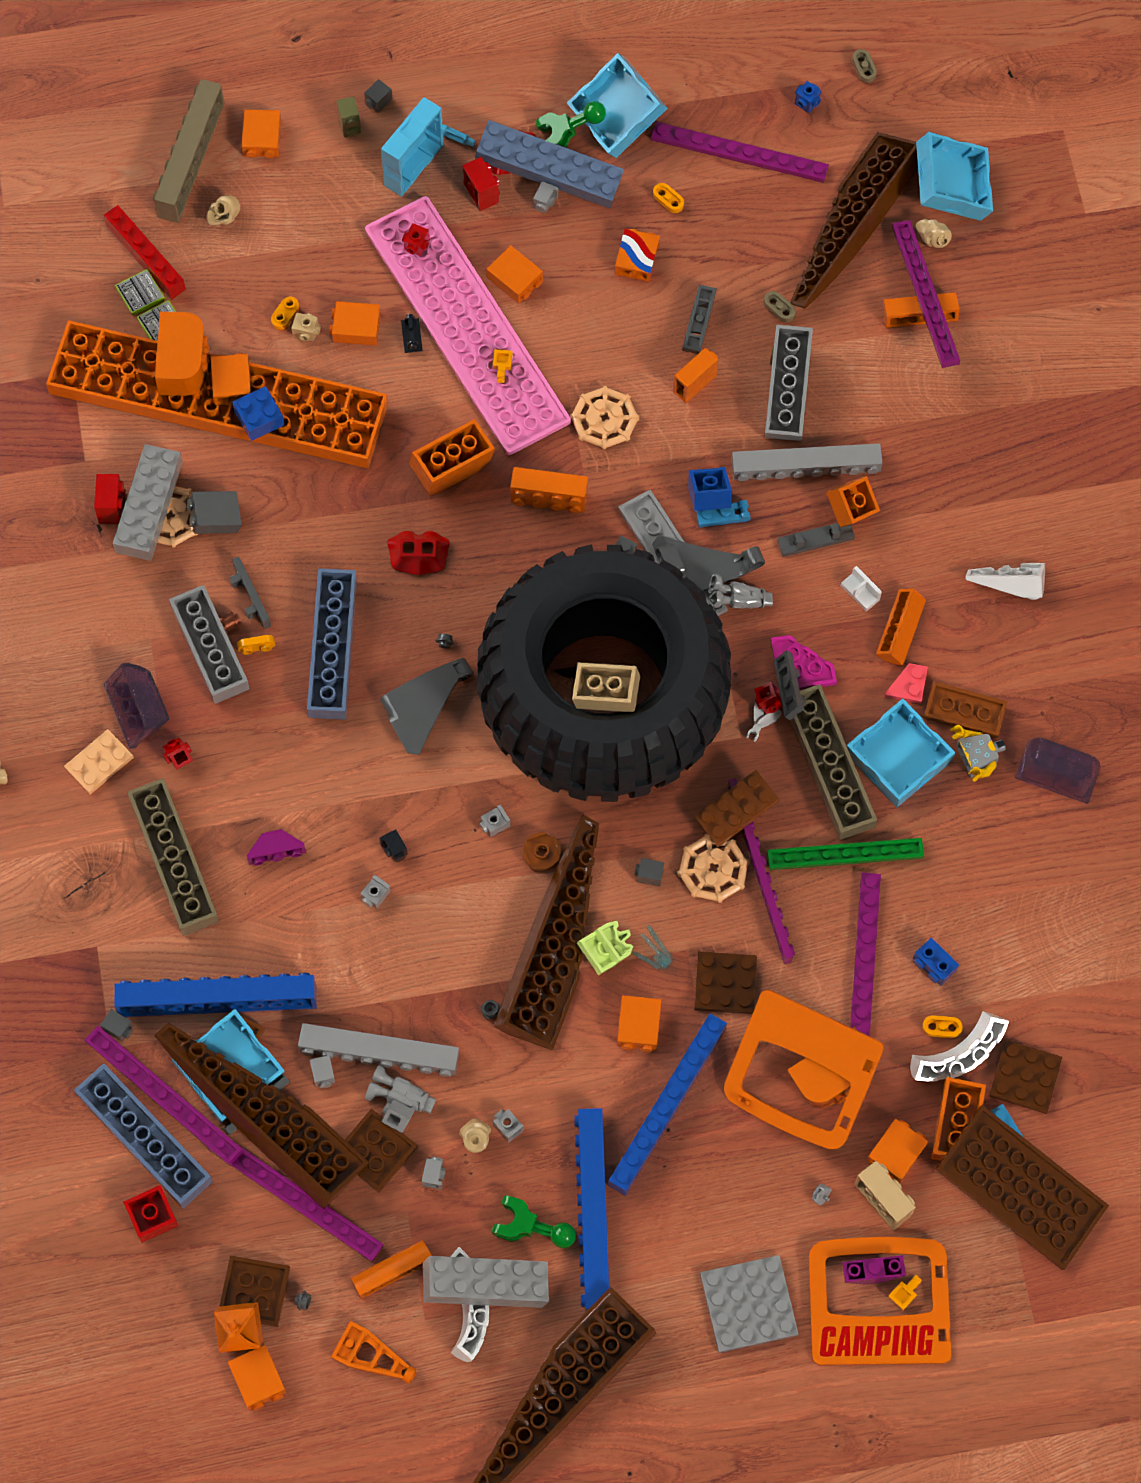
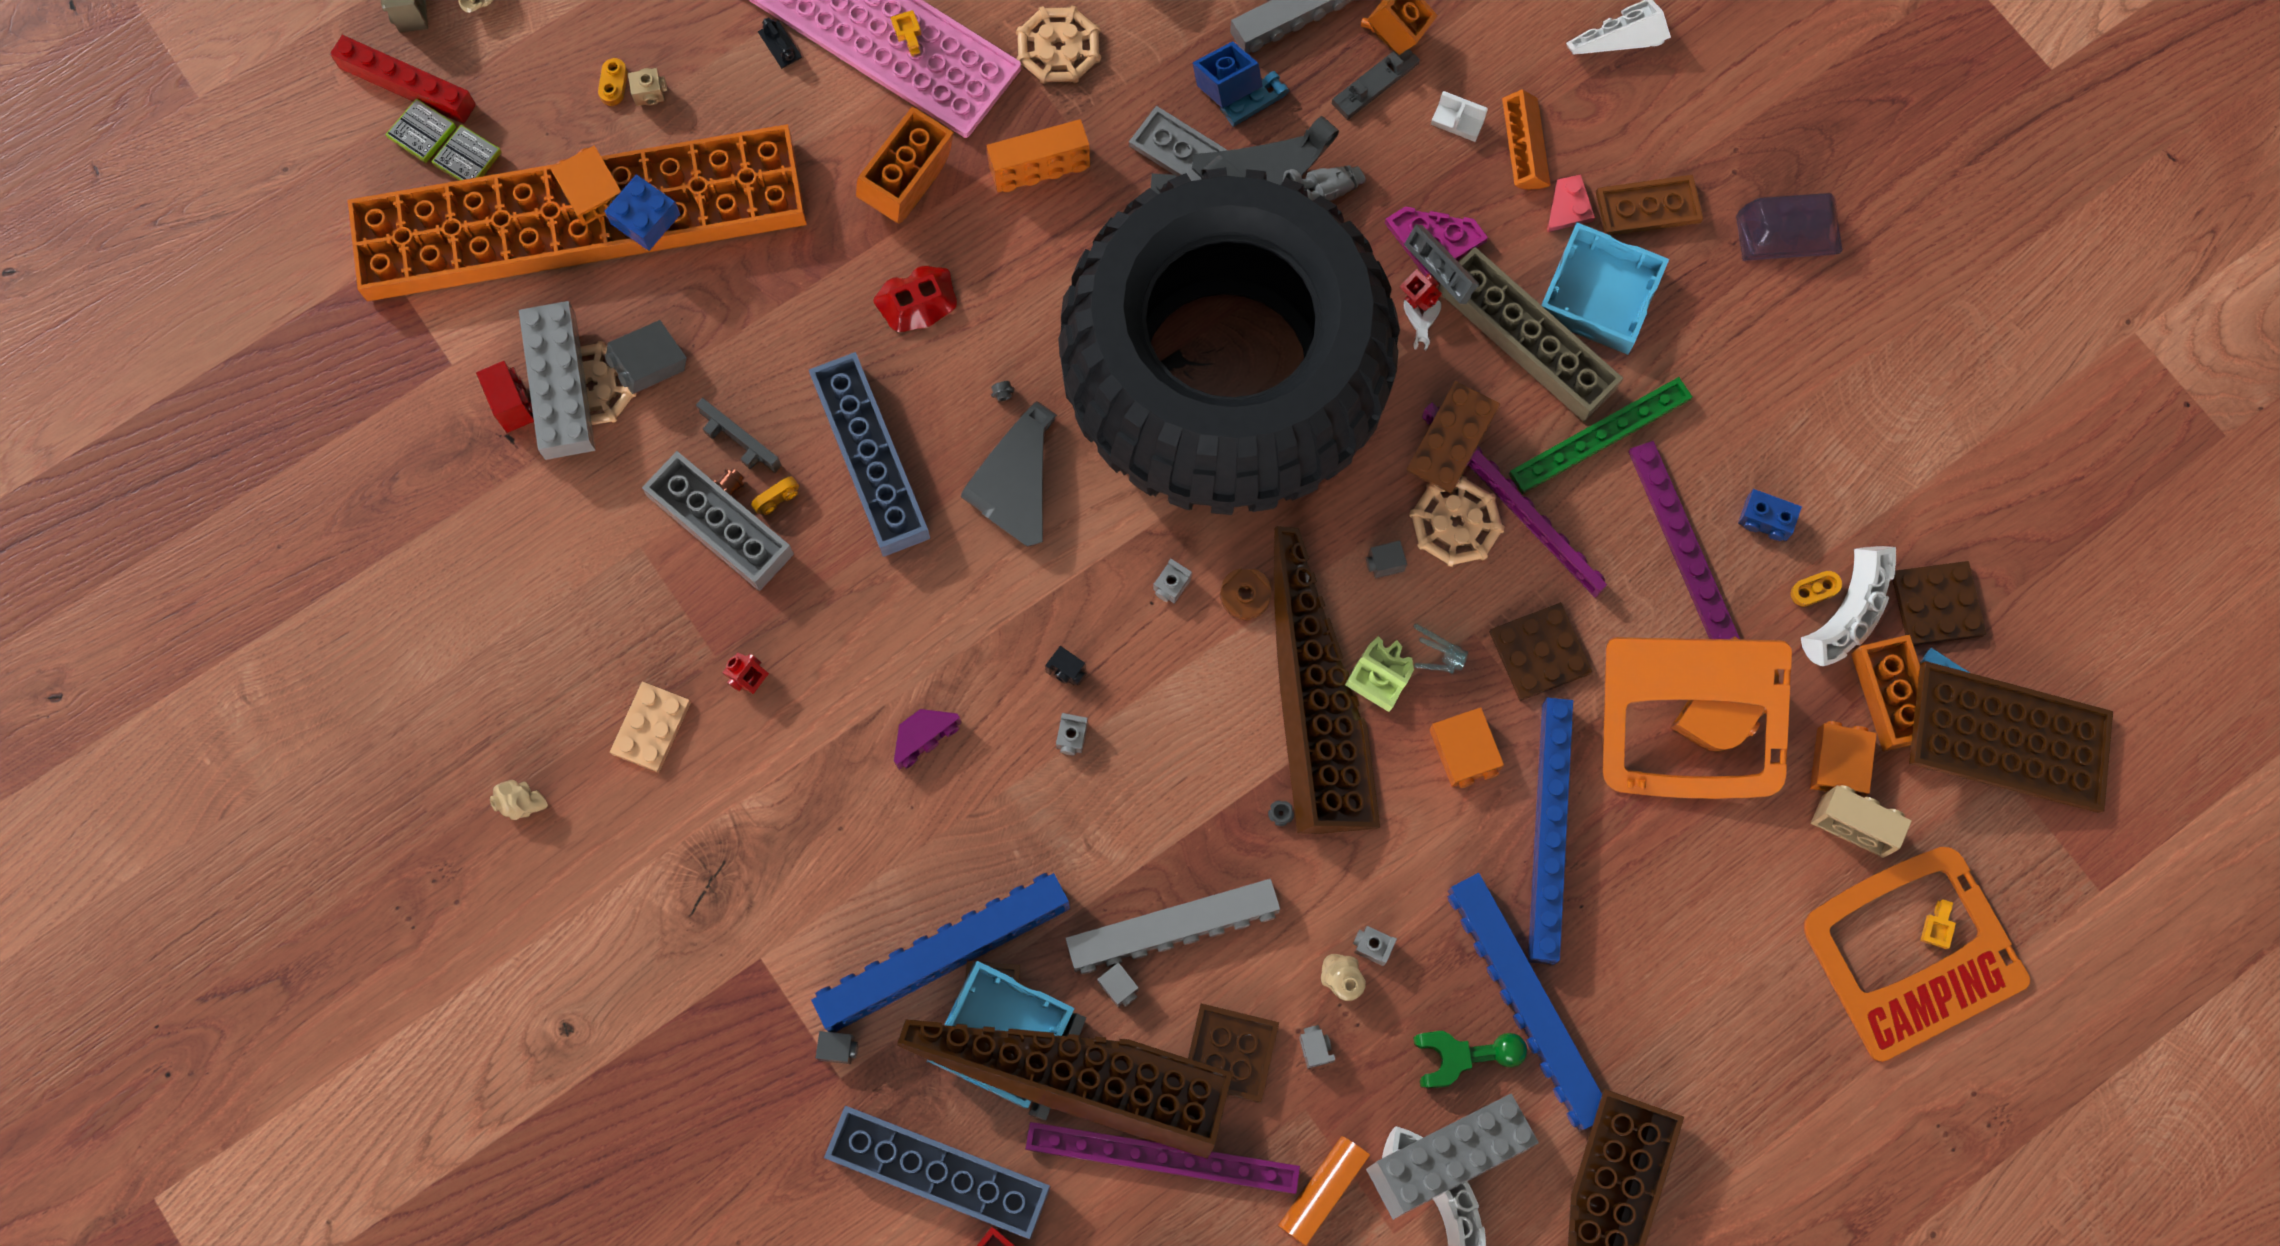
camera: 25 degrees left, 5 degrees up
(136, 702) = (662, 633): clear purple windscreen -> none
(163, 1095) = (938, 1109): magenta plate -> none
(173, 857) = (802, 803): dark tan brick -> none
(181, 354) = (511, 179): orange brick -> none
(355, 323) = (705, 57): orange brick -> none
(397, 1115) = (1238, 997): light grey brick -> none
(401, 1091) = (1228, 964): light grey piece -> none
(606, 687) = (1259, 355): tan brick -> none
(749, 1304) = (1766, 1027): light grey plate -> none
(821, 1194) = (1780, 853): light grey piece -> none
(874, 1270) = (1894, 916): magenta slope -> none
(977, 751) = (1690, 248): torso -> none

